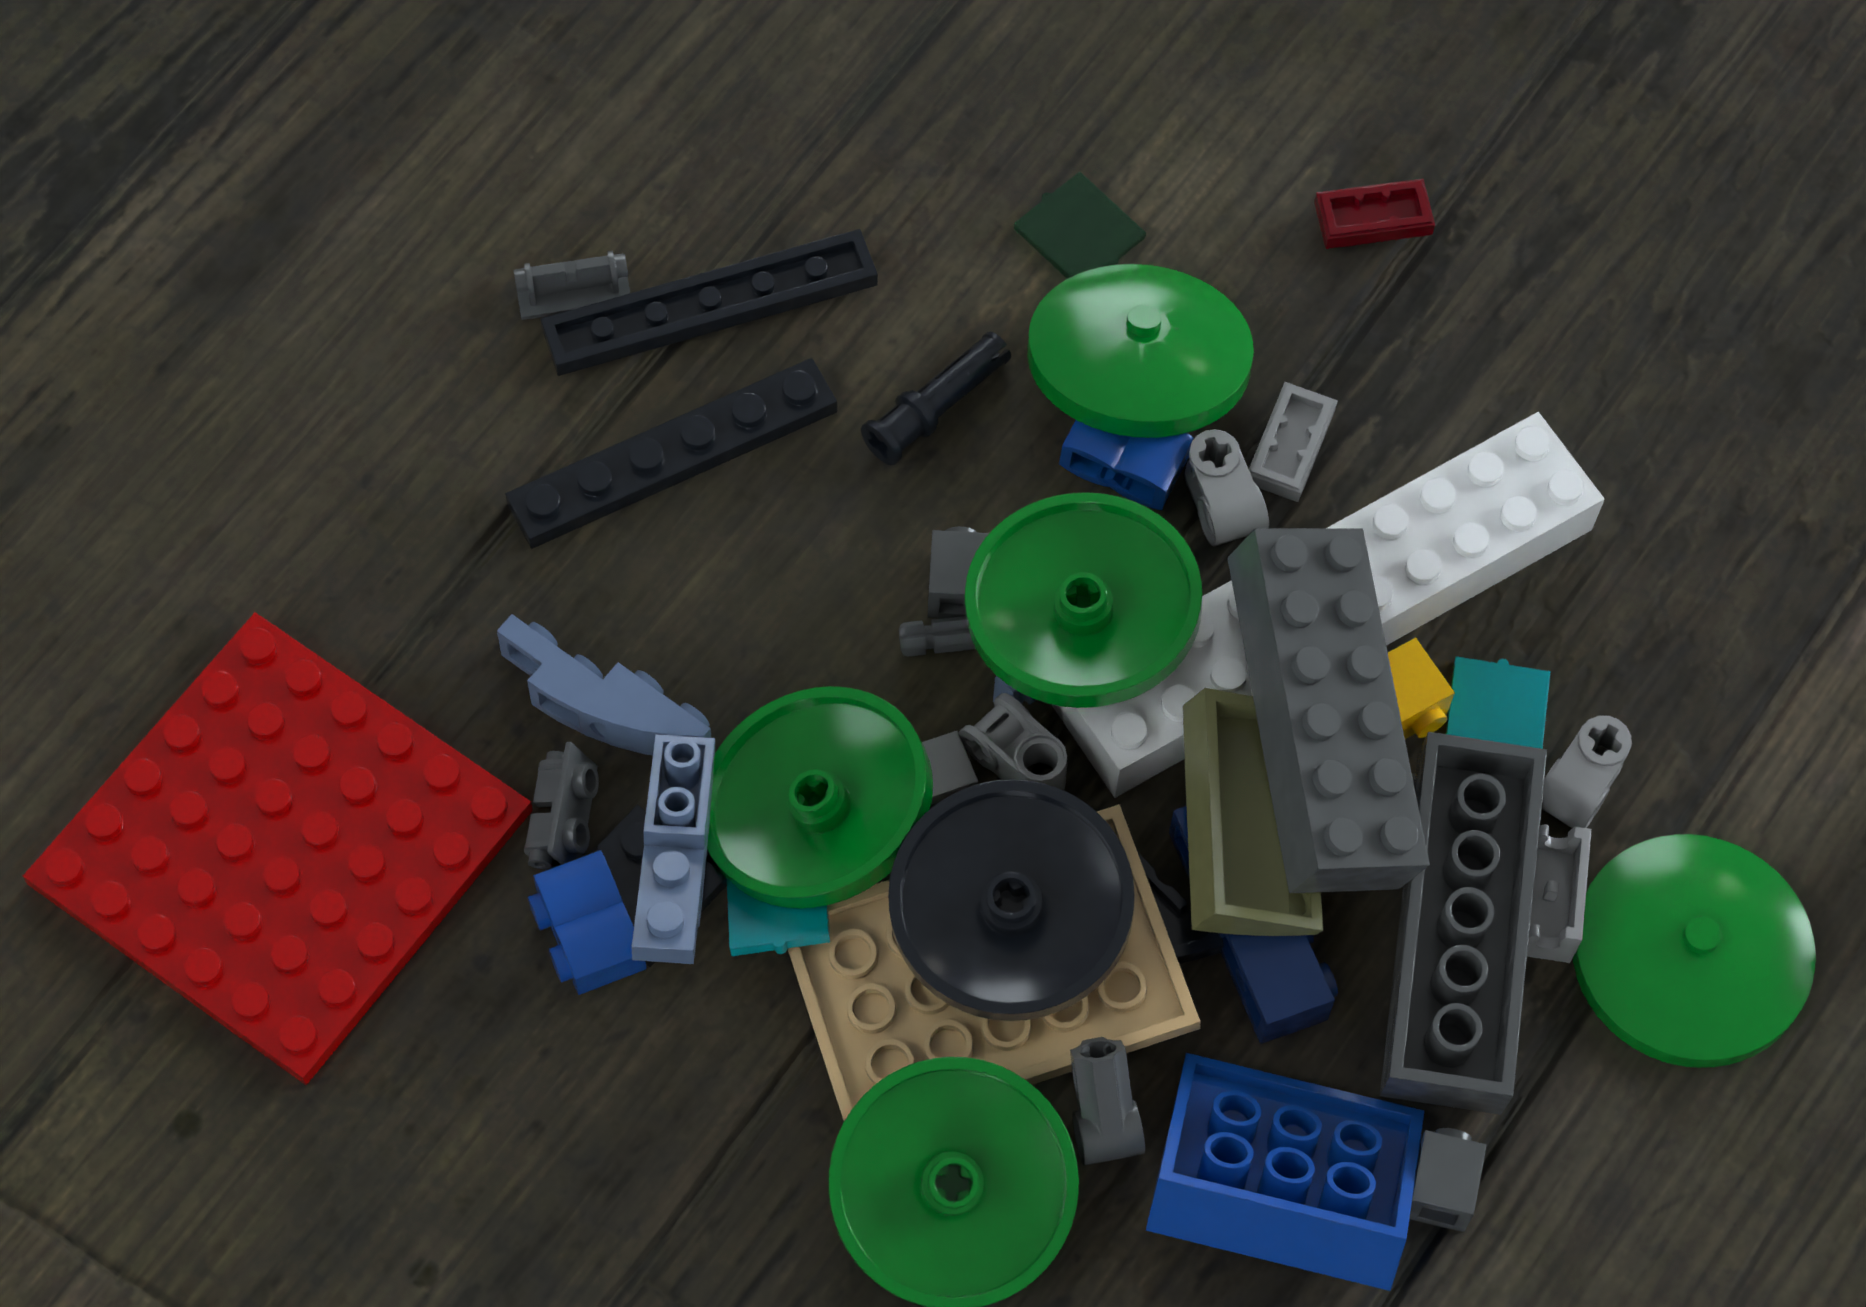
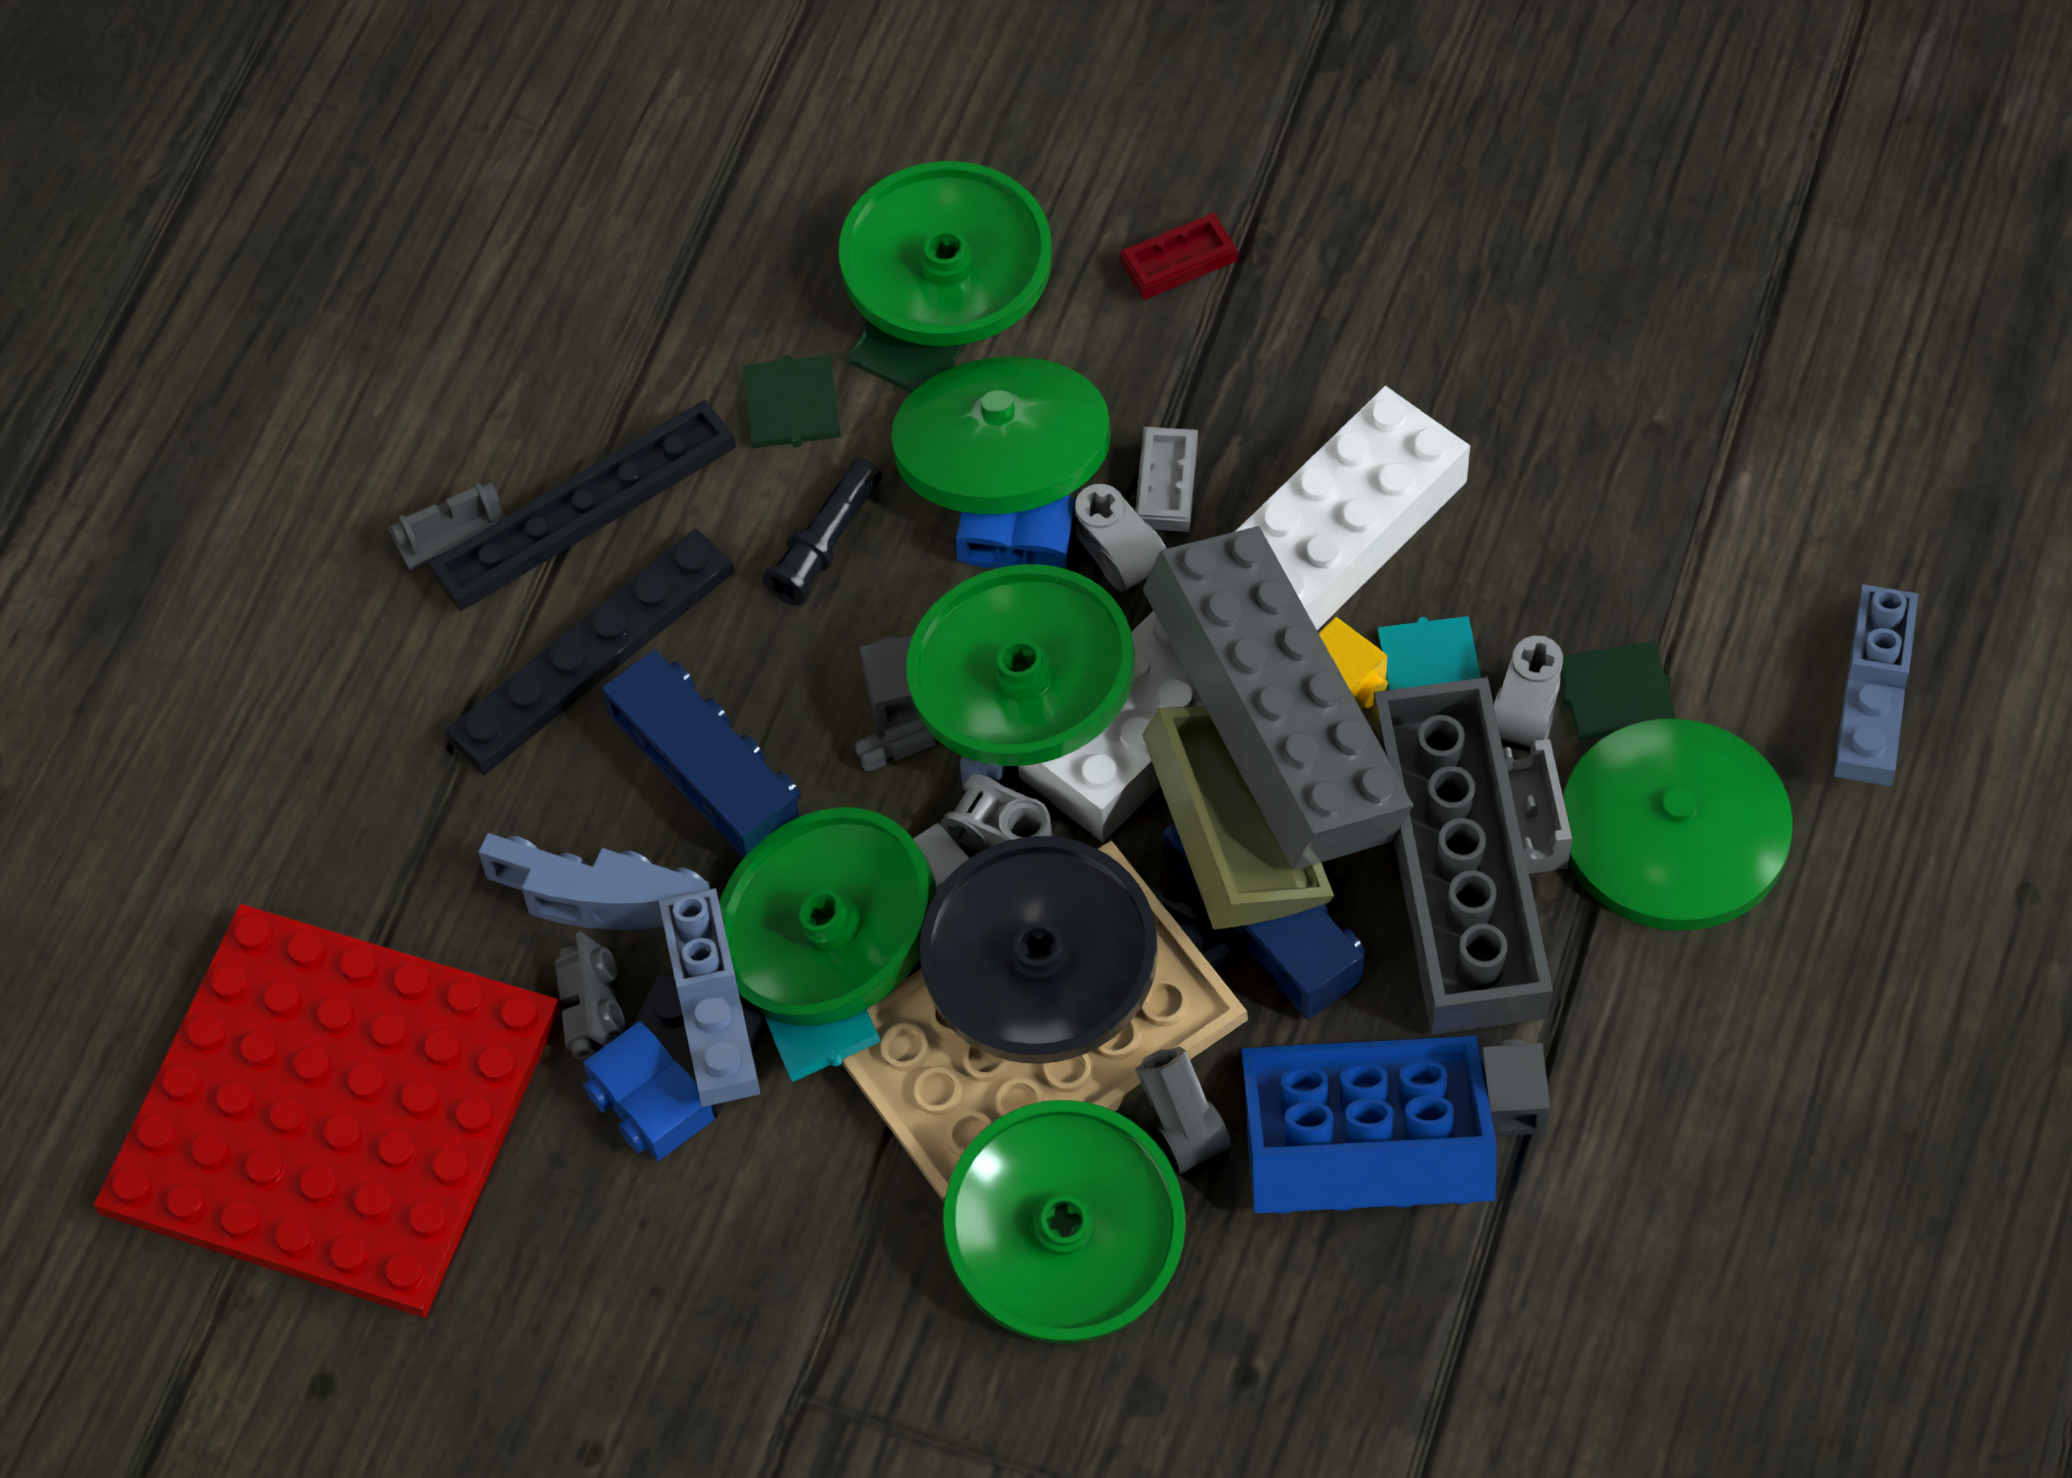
camera: 10 degrees left, 5 degrees down
(745, 591) = (701, 752): none -> dark blue brick
(946, 253) = (791, 401): none -> clear green piece
(1142, 146) = (945, 253): none -> green dish
(1676, 791) = (1615, 688): none -> clear green piece

